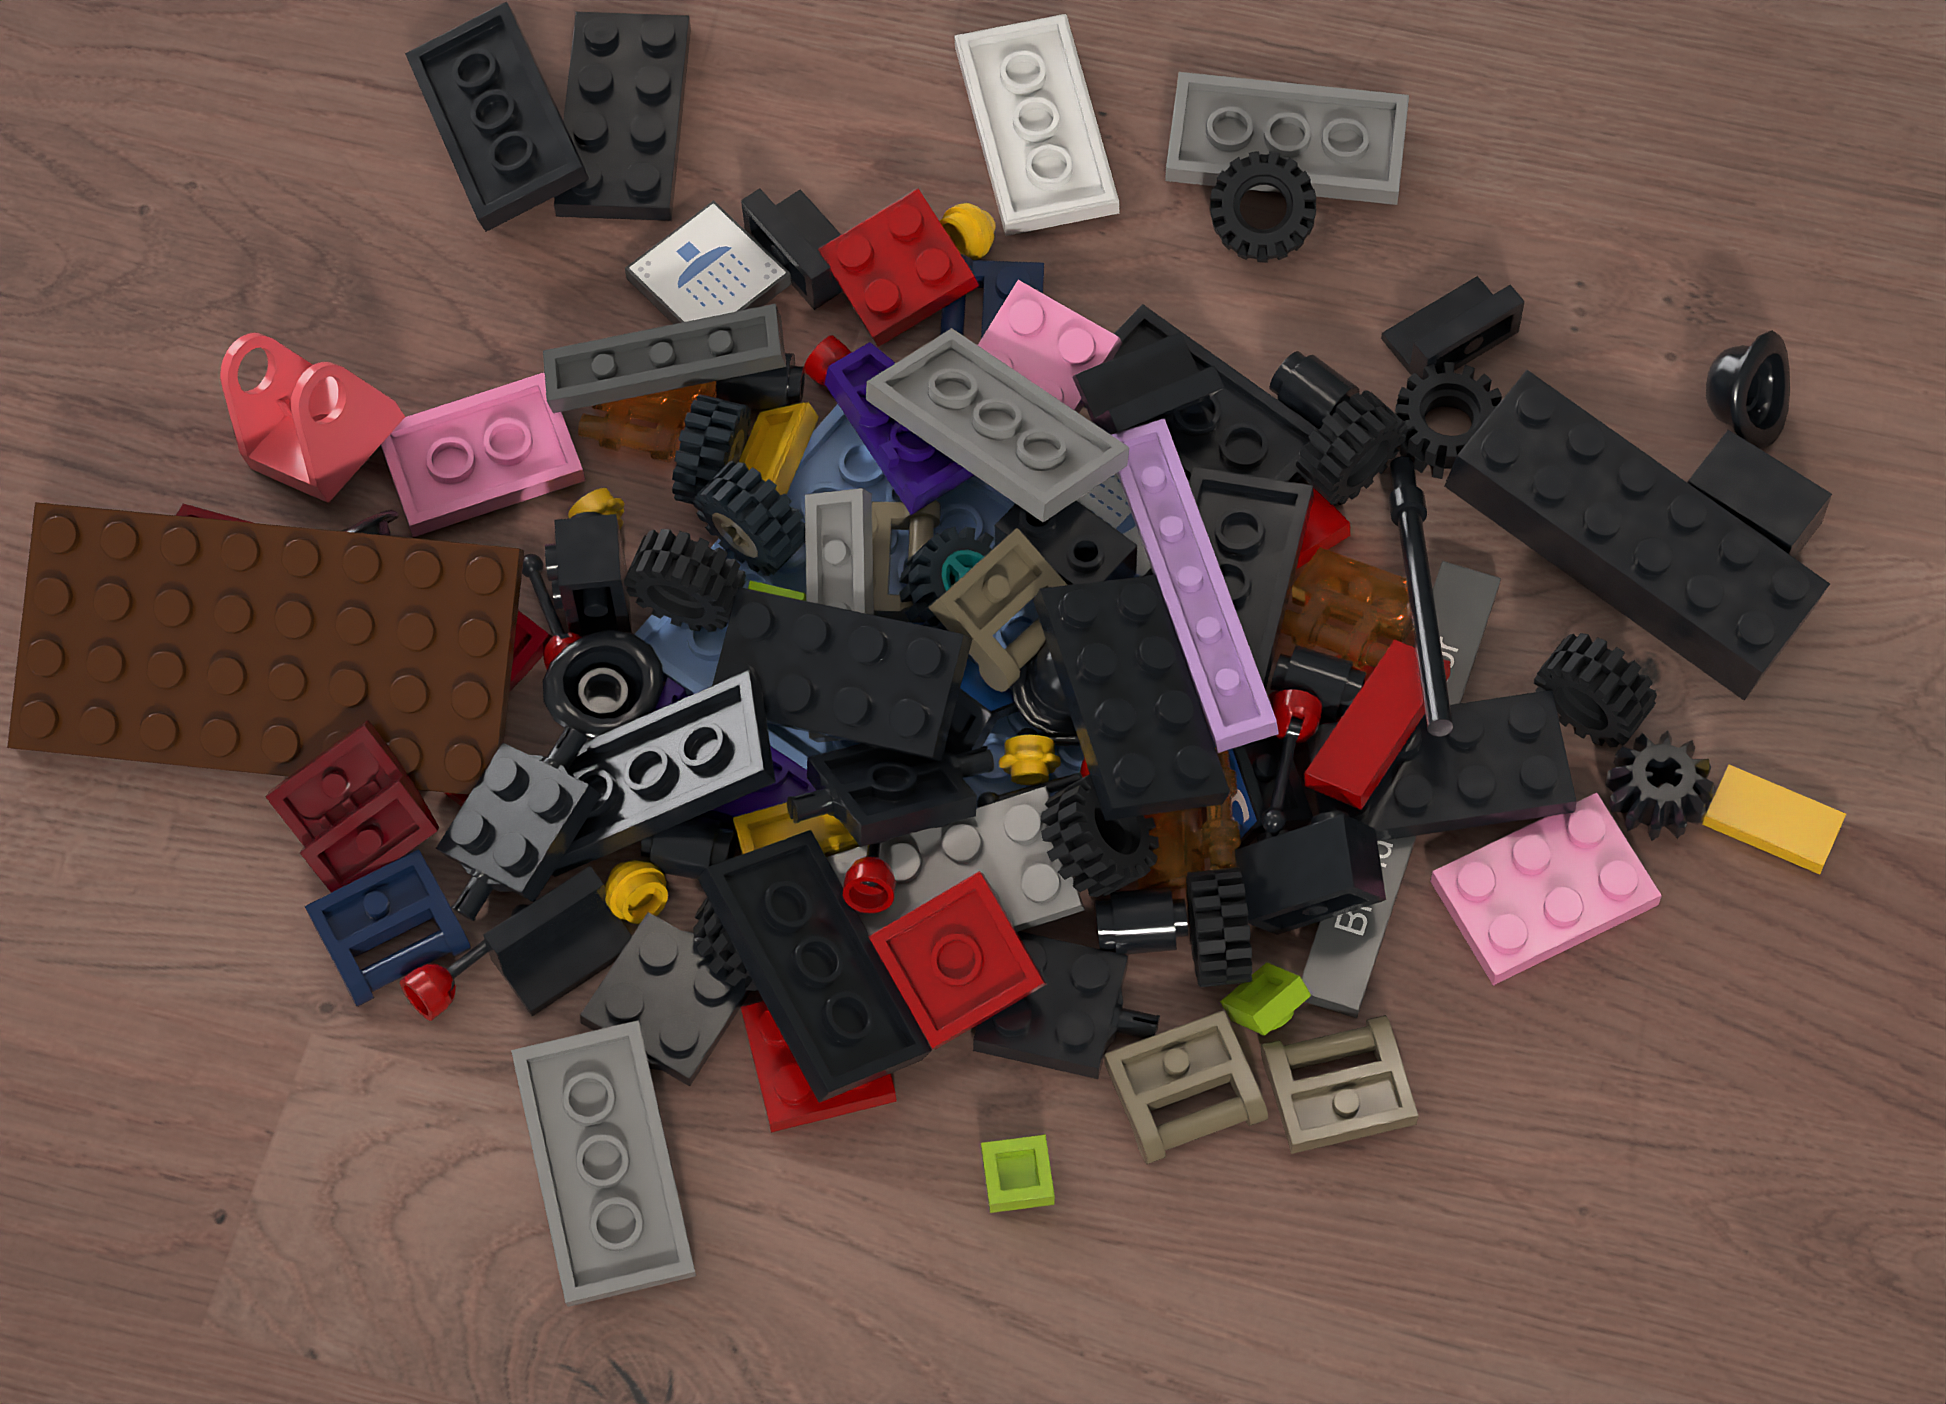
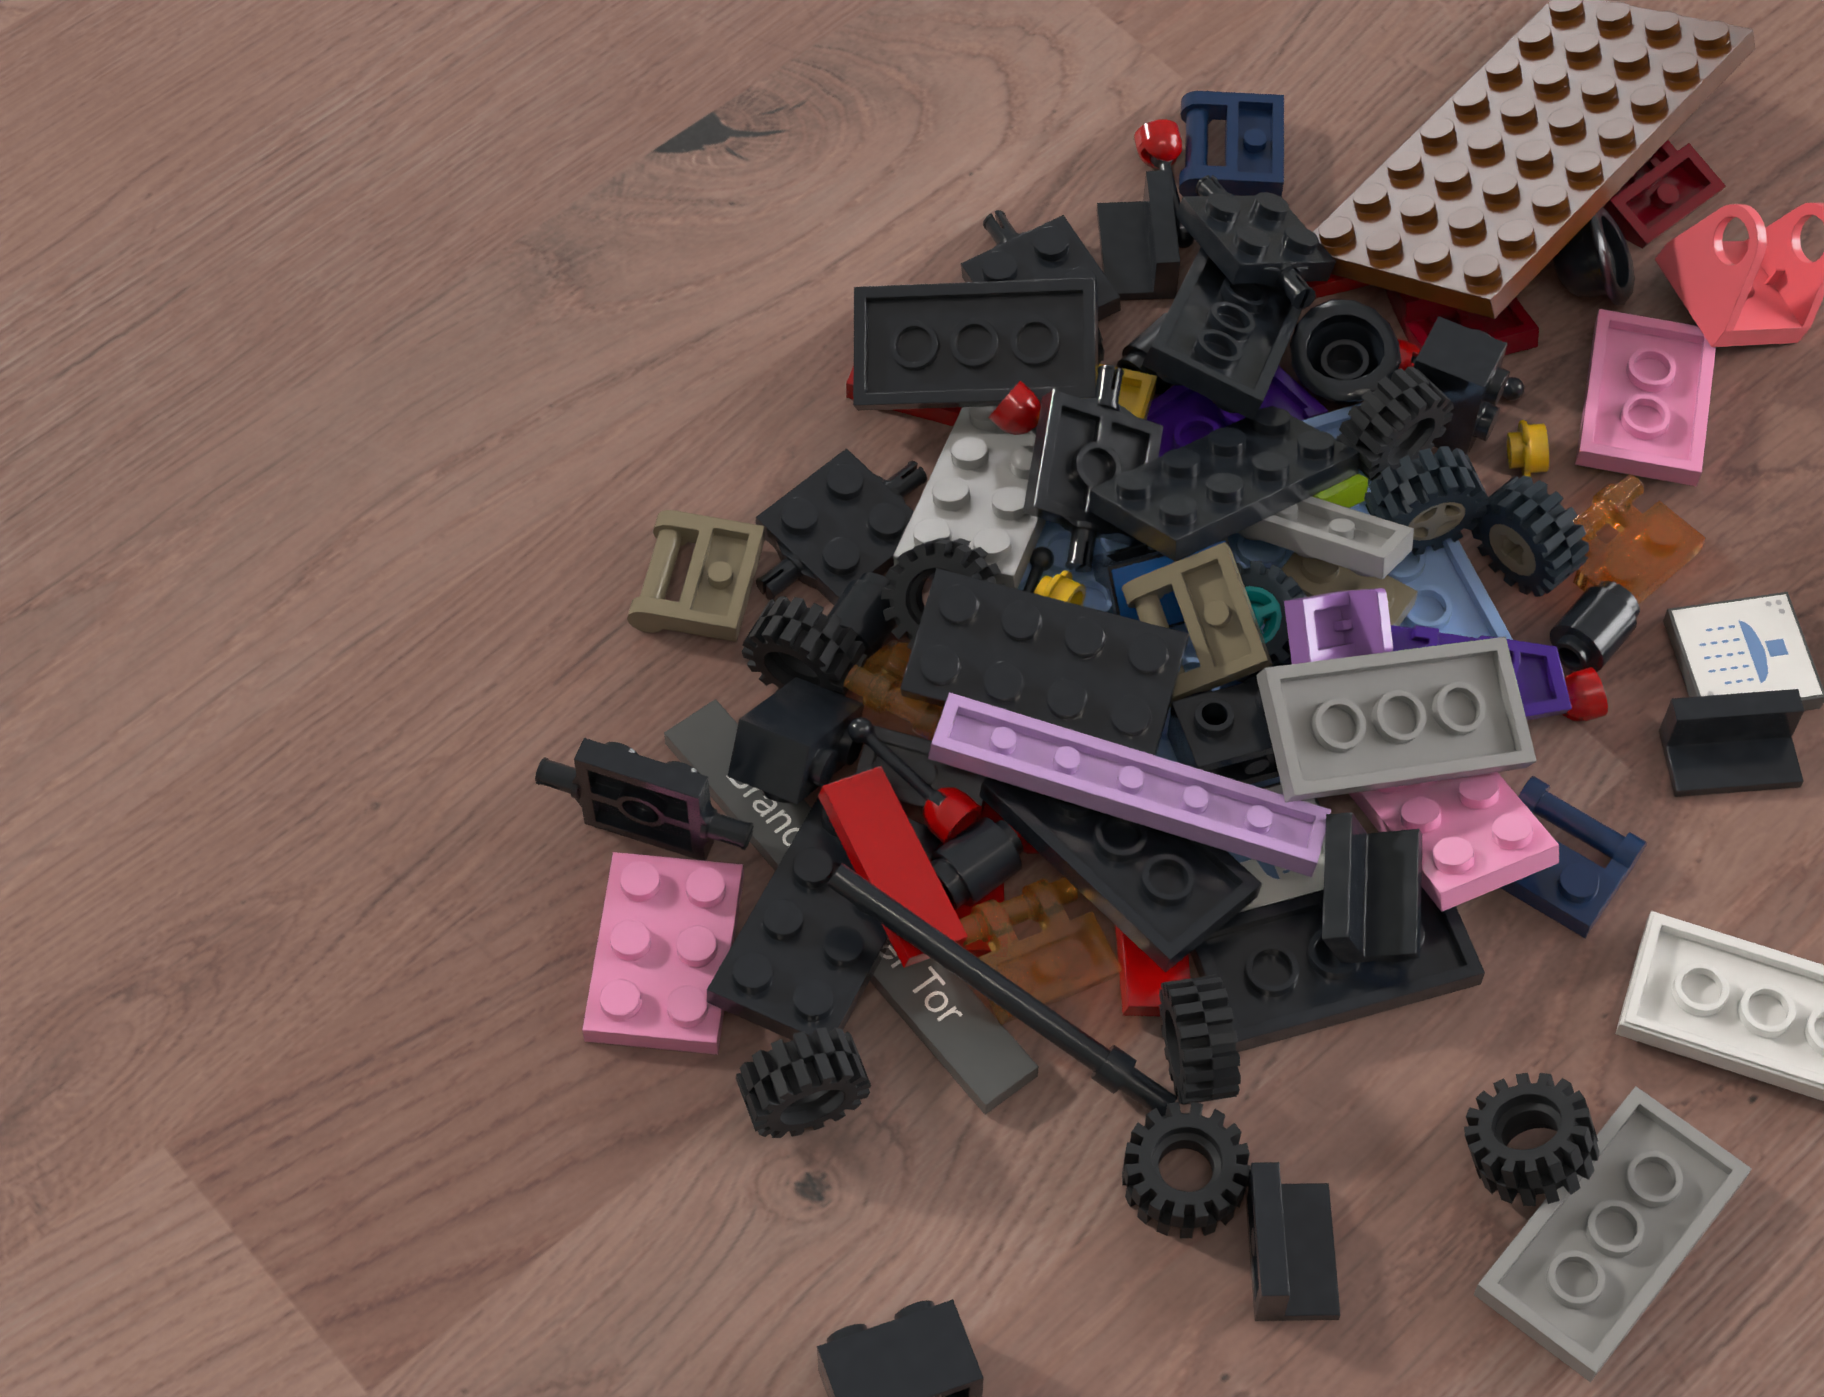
camera: 120 degrees right, 5 degrees down
(353, 808) = (1340, 160): dark red slope -> none
(603, 1163) = (929, 170): light grey plate -> none
(635, 890) = (1145, 302): yellow plate -> none
(664, 358) = (1646, 538): dark grey plate -> none
(779, 443) = (1502, 587): yellow tile -> none
(898, 267) = (1653, 793): red plate -> none
(943, 498) = (1338, 625): none -> medium lavender bracket
(957, 960) = (908, 444): red plate -> none
(969, 229) = (1665, 882): yellow plate -> none
(1017, 1173) = (716, 425): lime plate -> none
(1266, 1000) = (721, 668): lime plate -> none
(1310, 387) = (1290, 1066): black brick -> none
(1342, 1102) = (596, 672): dark tan plate -> none
(1447, 946) = (644, 799): none -> black plate
(1635, 534) = (936, 1221): black brick -> none
(1644, 769) = (654, 1089): black gear -> none
(1774, 819) = (583, 1183): yellow tile -> none

